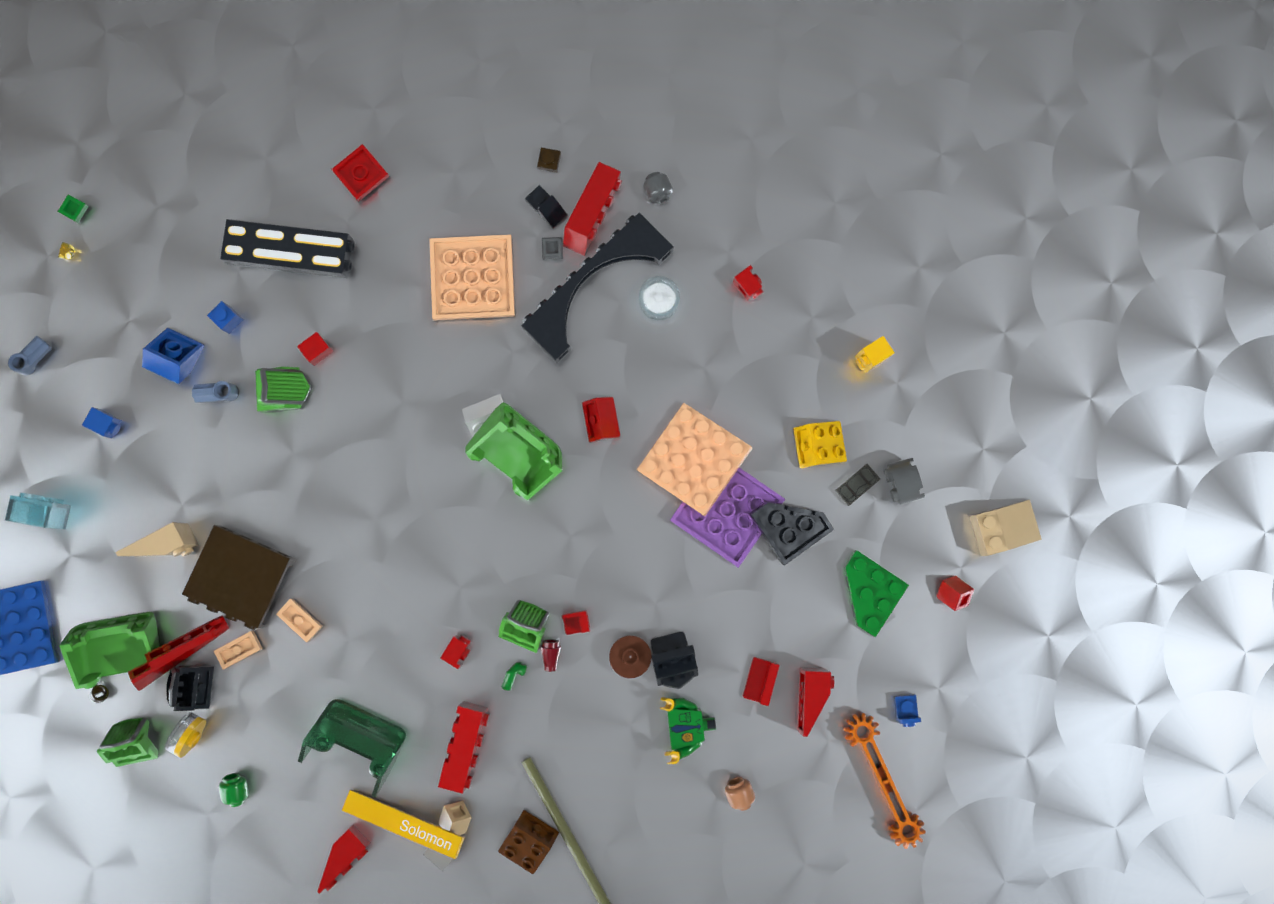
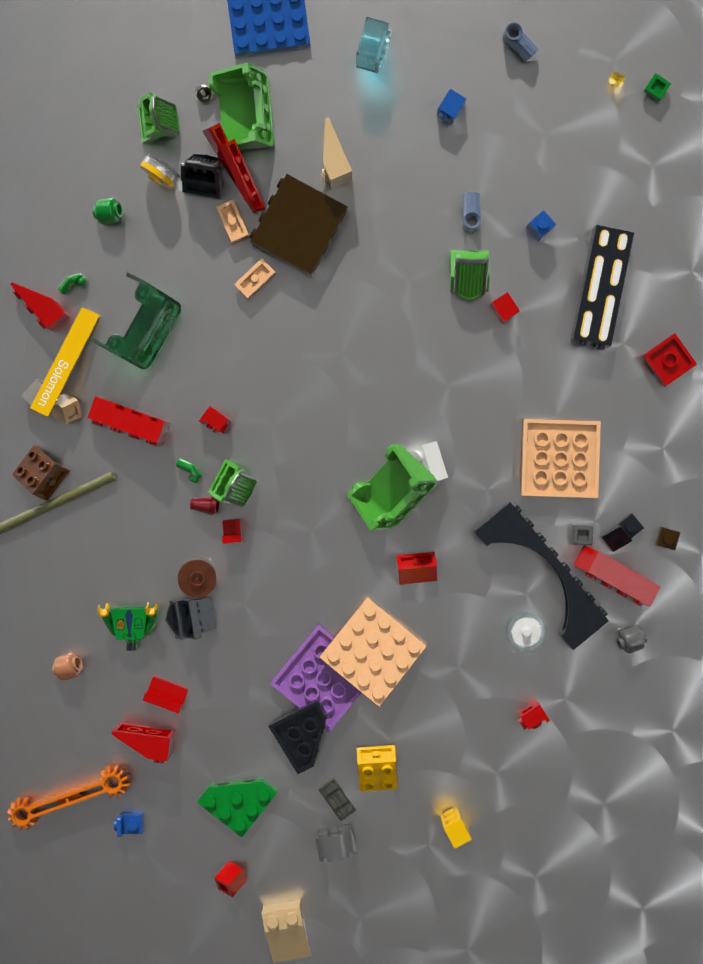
camera: 95 degrees right, 5 degrees up
(171, 355) = (509, 174): blue slope -> none
(313, 825) = (71, 280): none -> green arm

